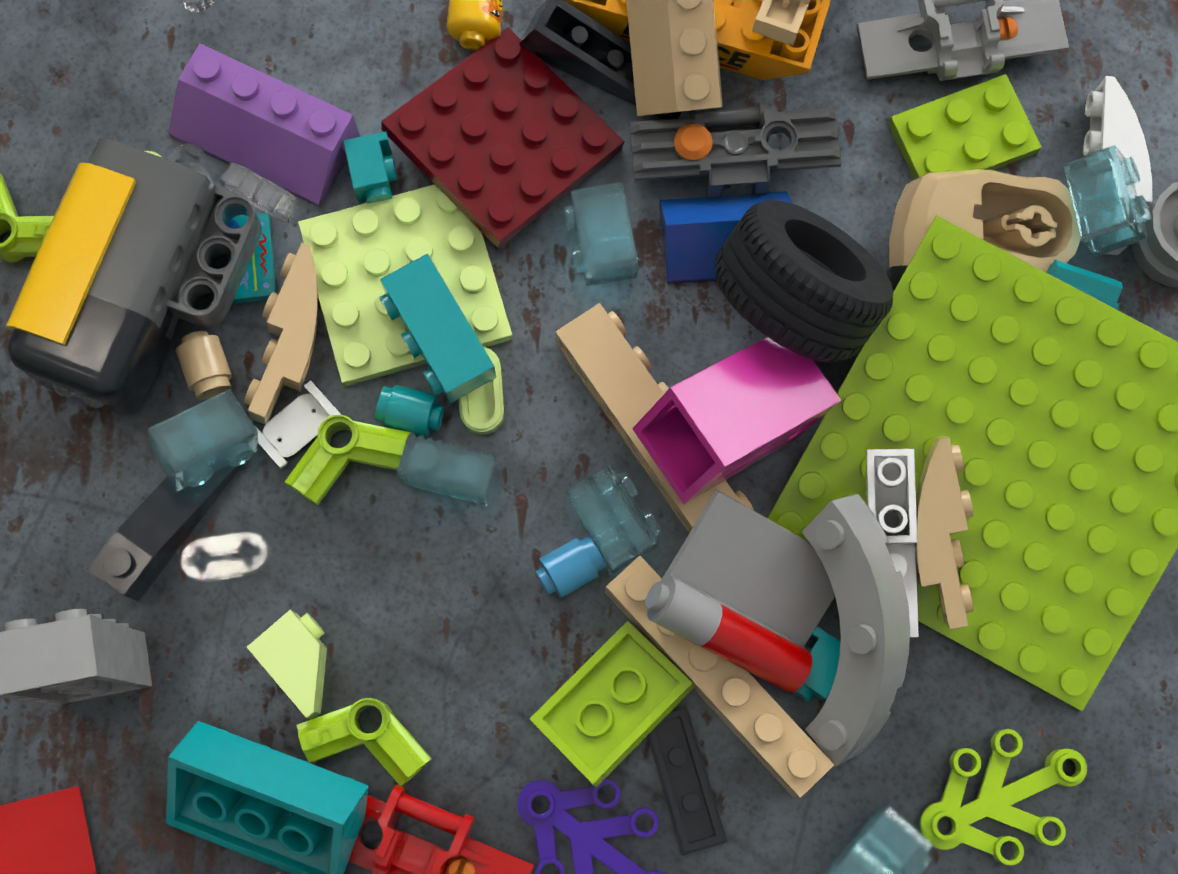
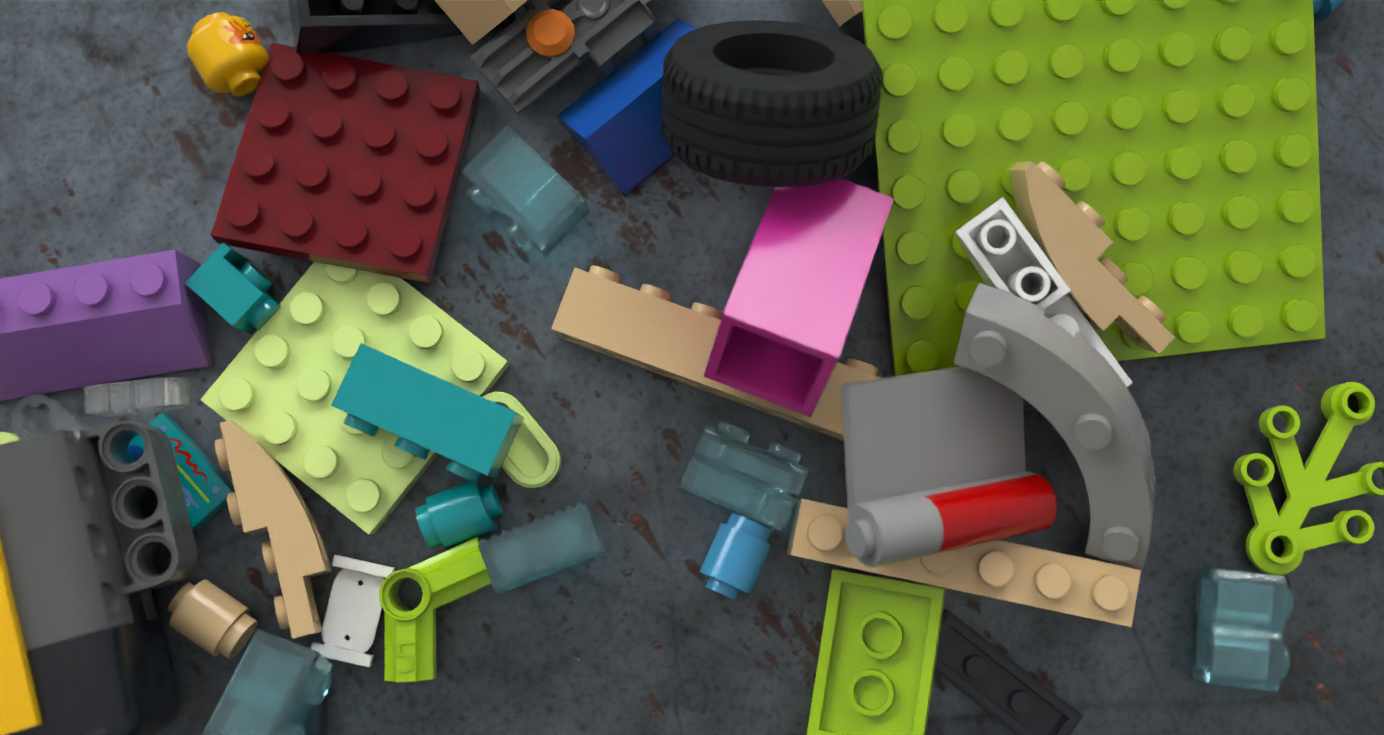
camera: 30 degrees left, 5 degrees up
(825, 660) = (1060, 469): teal brick -> none

